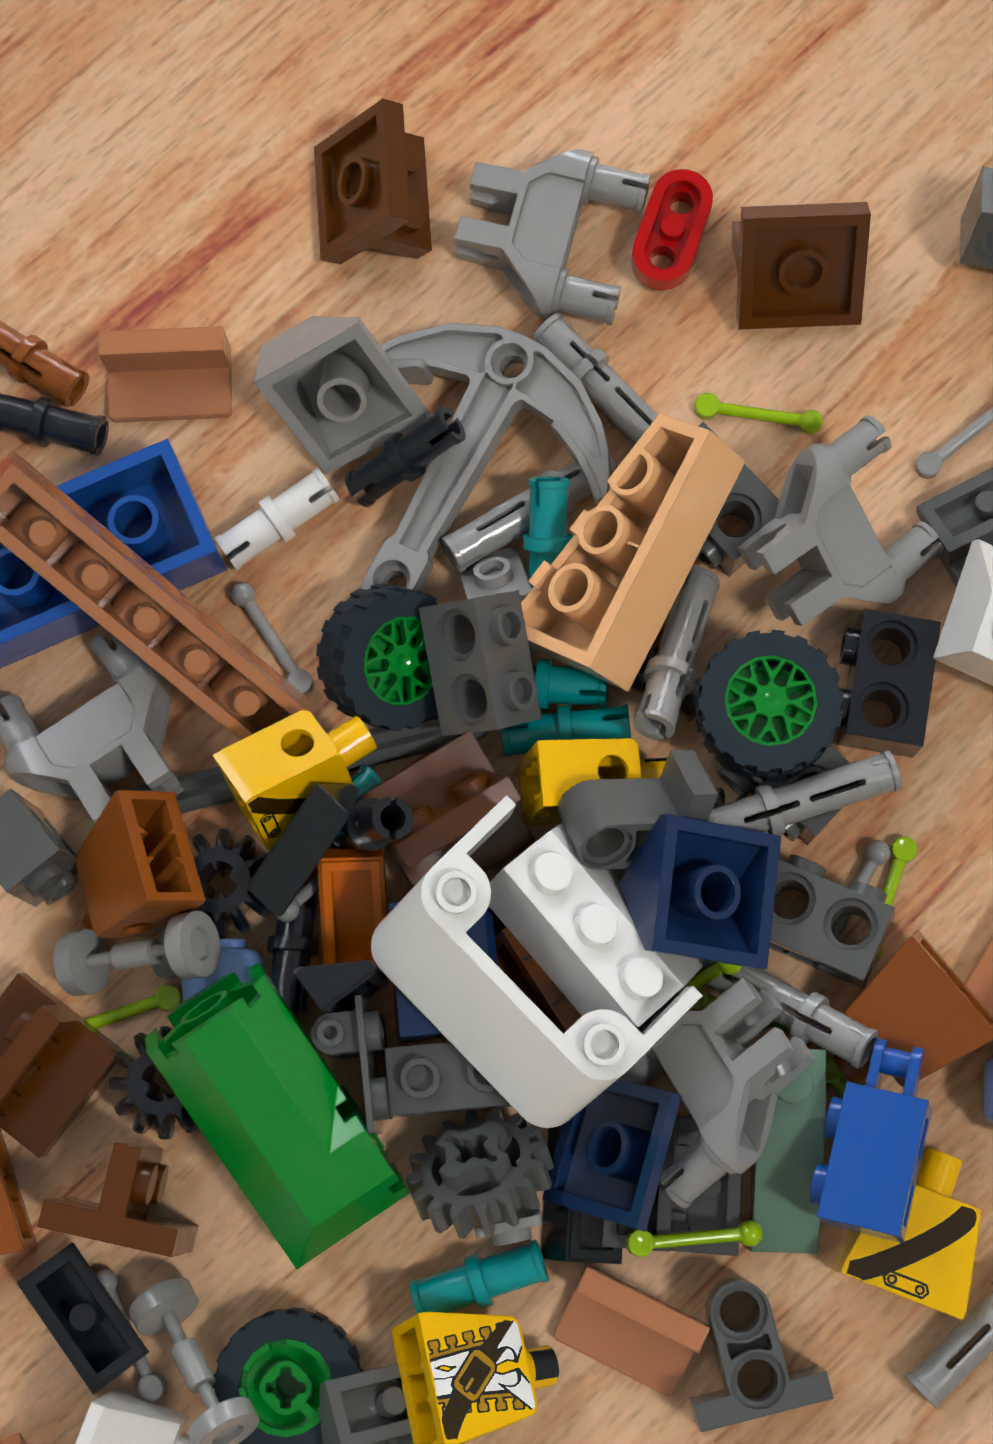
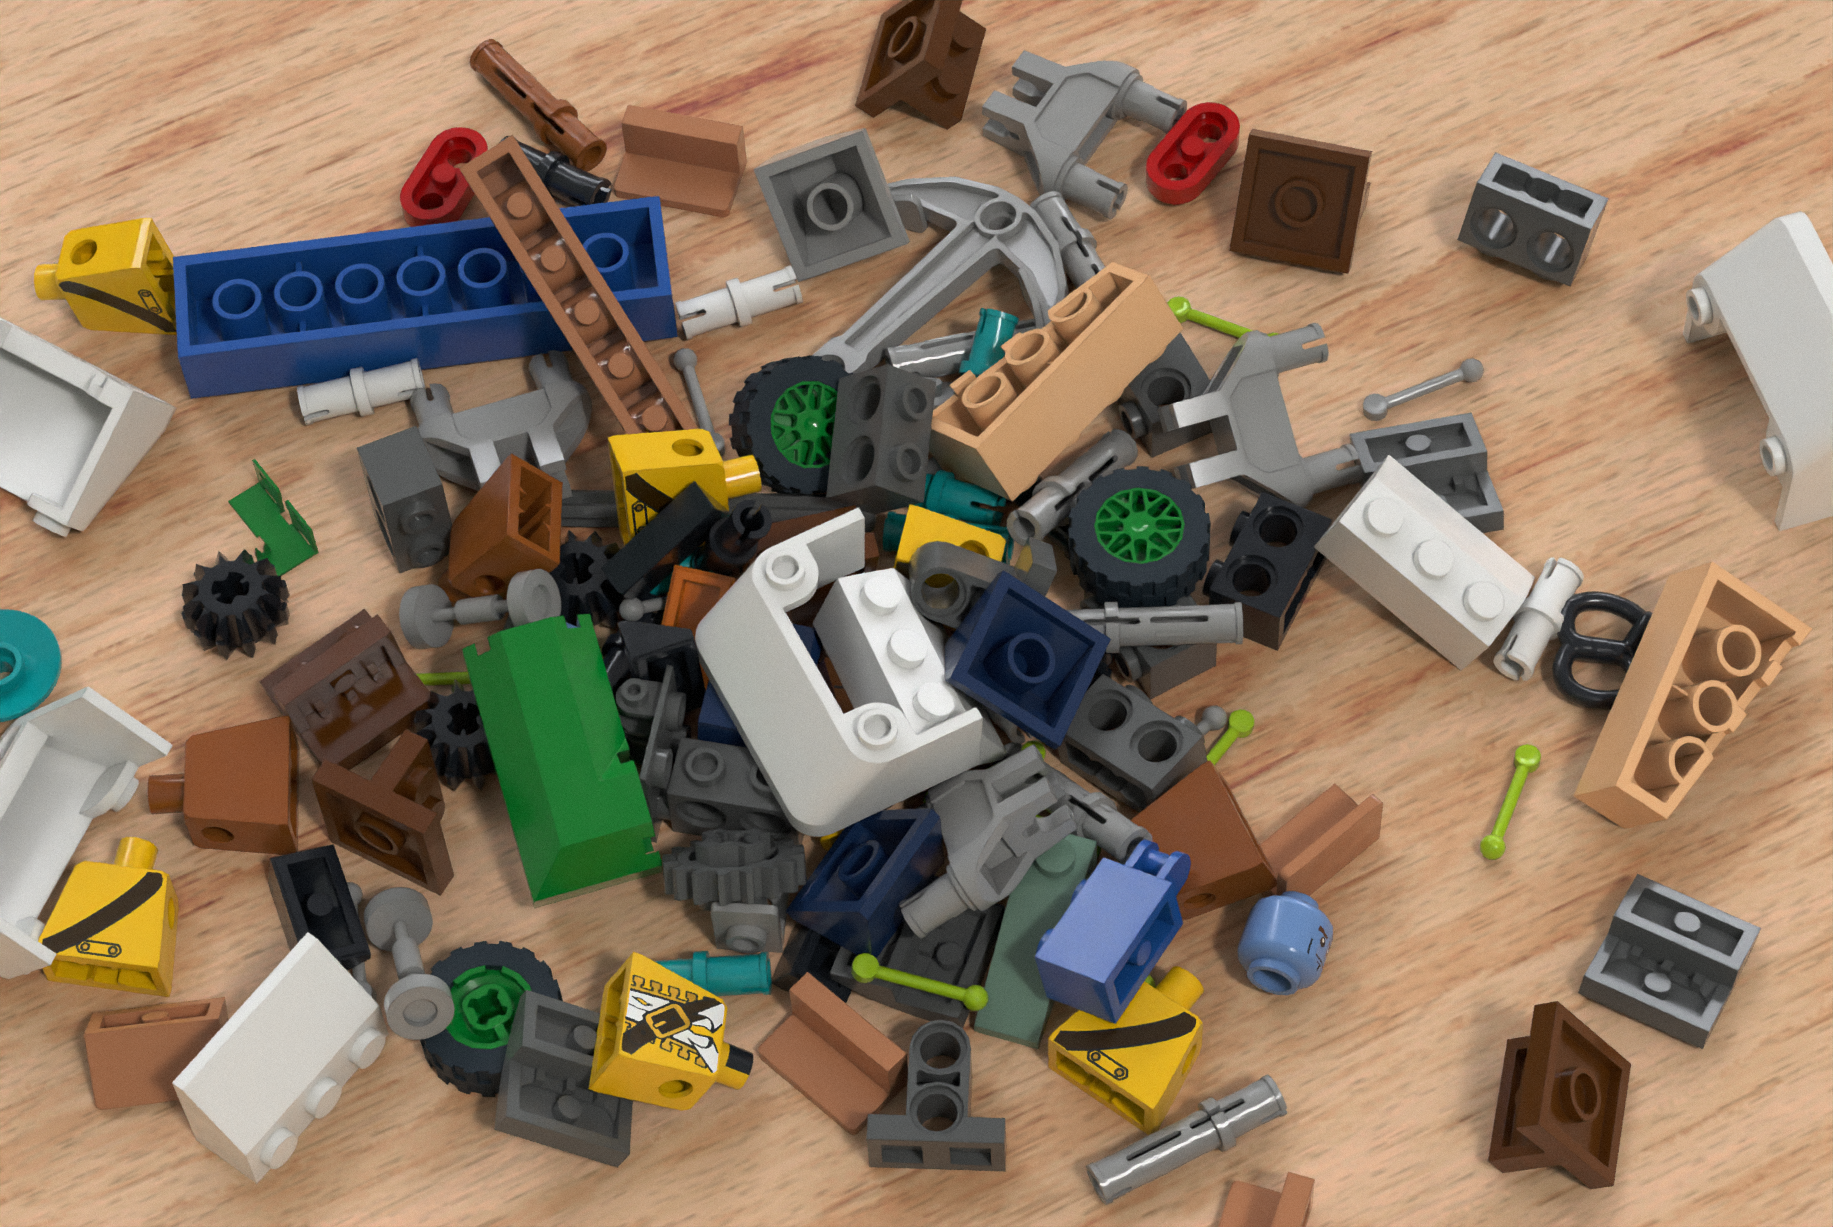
camera: 15 degrees right, 20 degrees down
(405, 456) = (874, 272): black pin -> none

